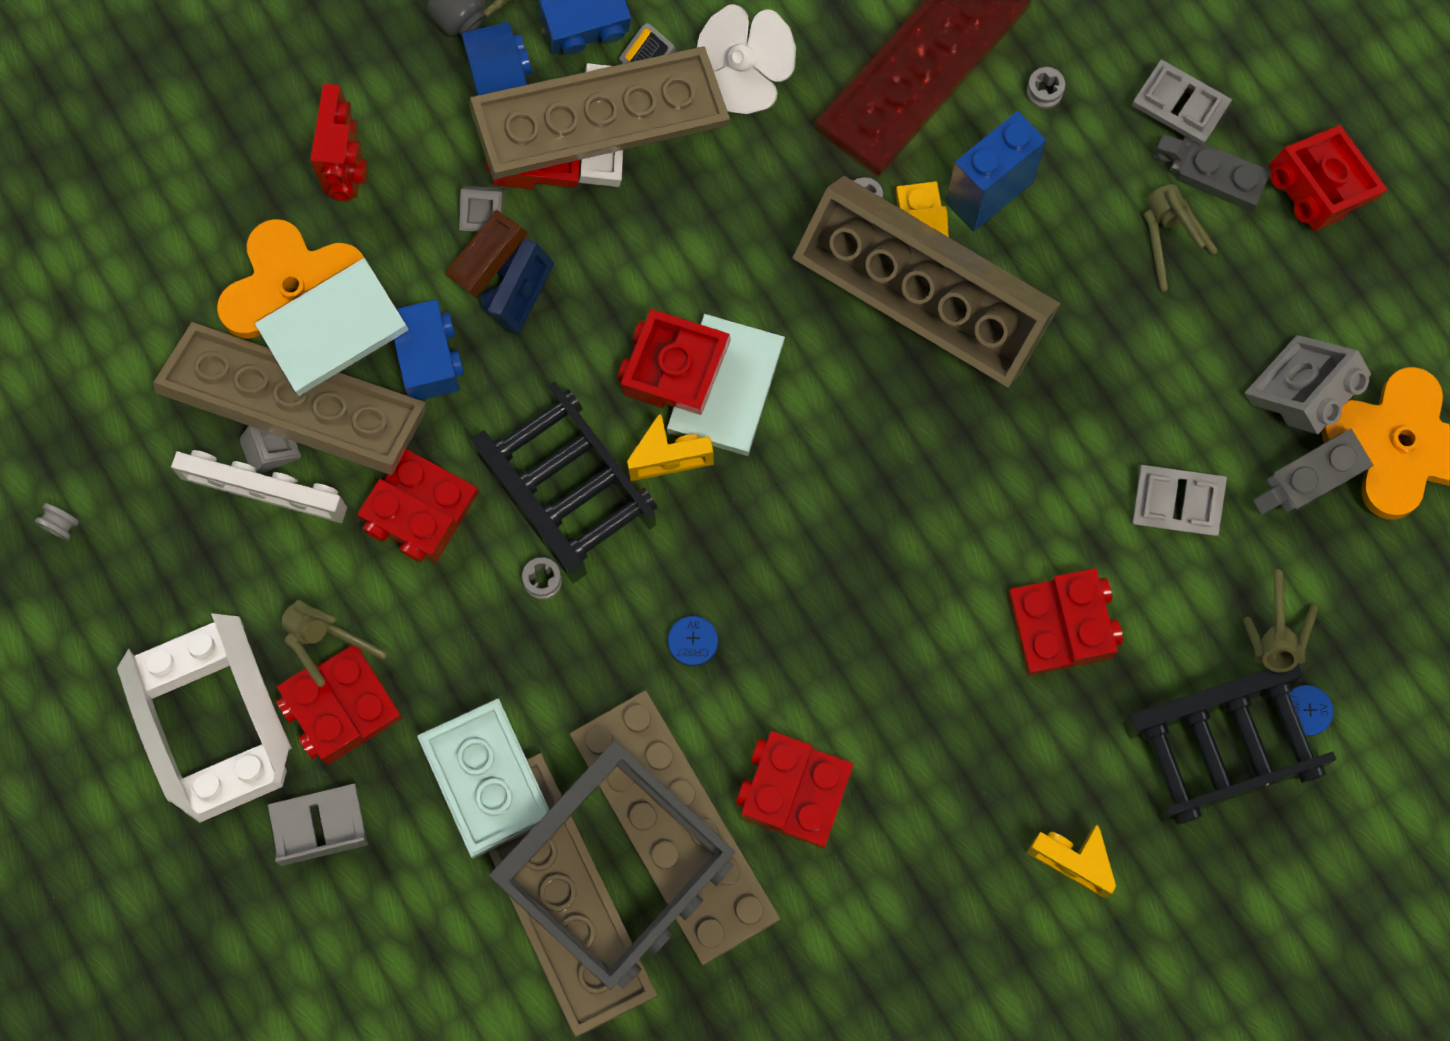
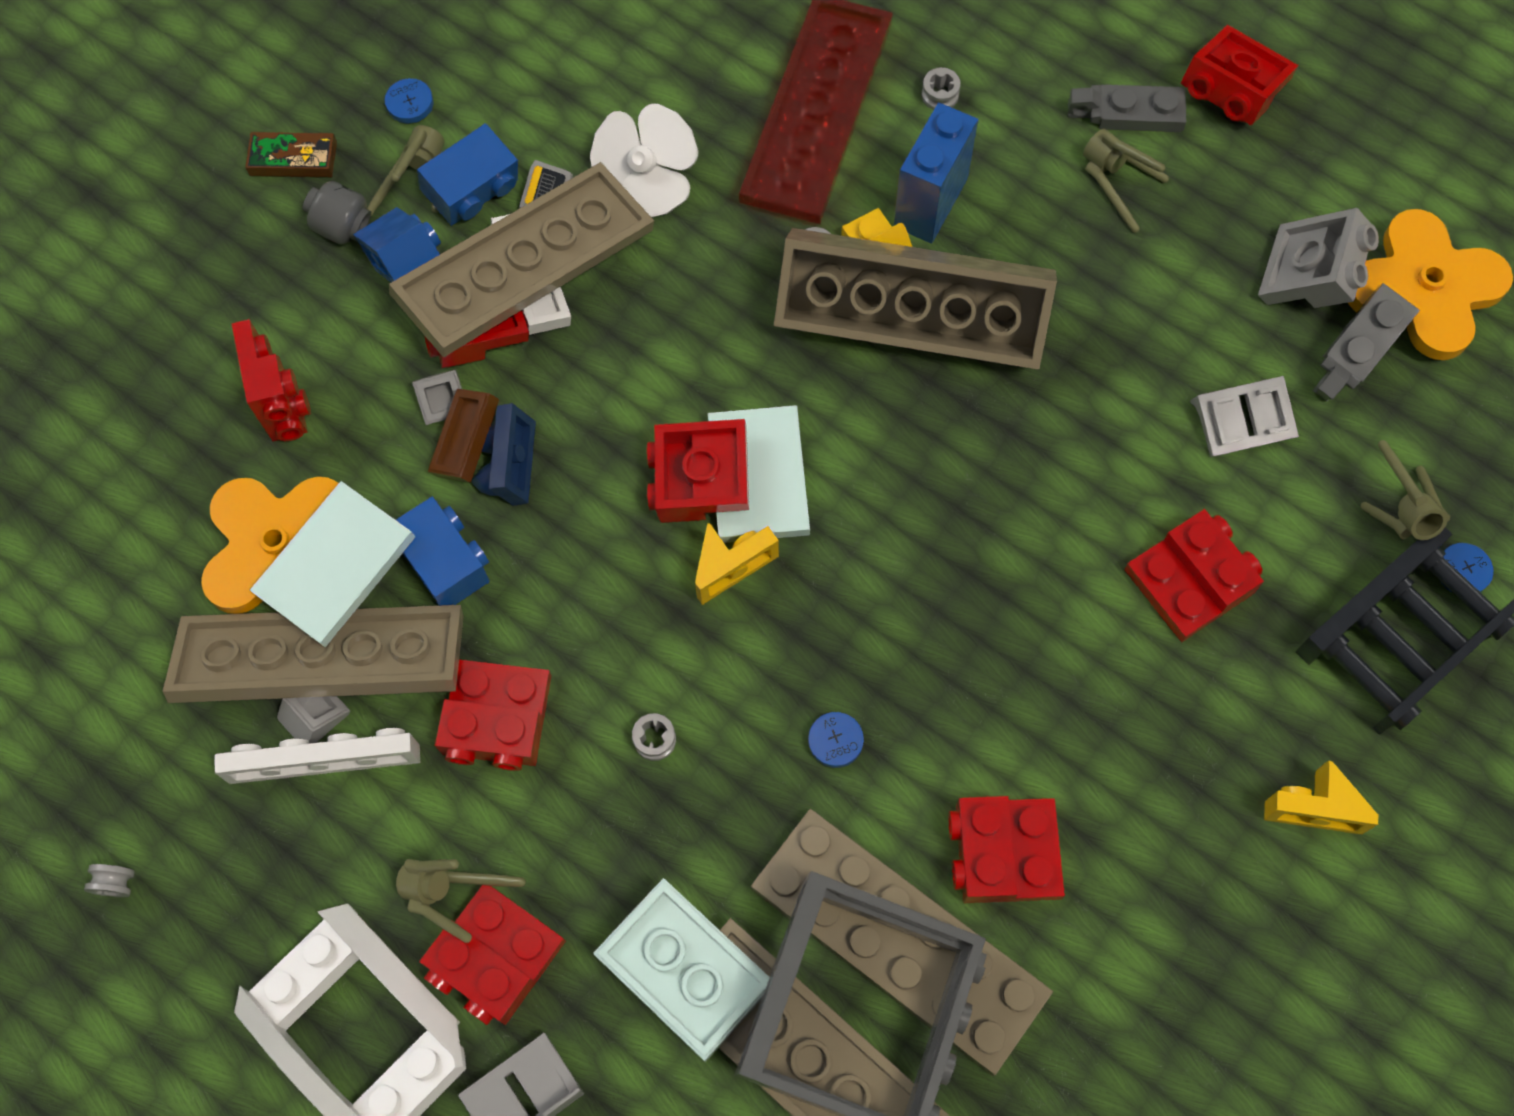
camera: 20 degrees left, 5 degrees down
(547, 519) = (634, 675): black fence -> none
(1199, 113) = (1095, 60): light grey piece -> none

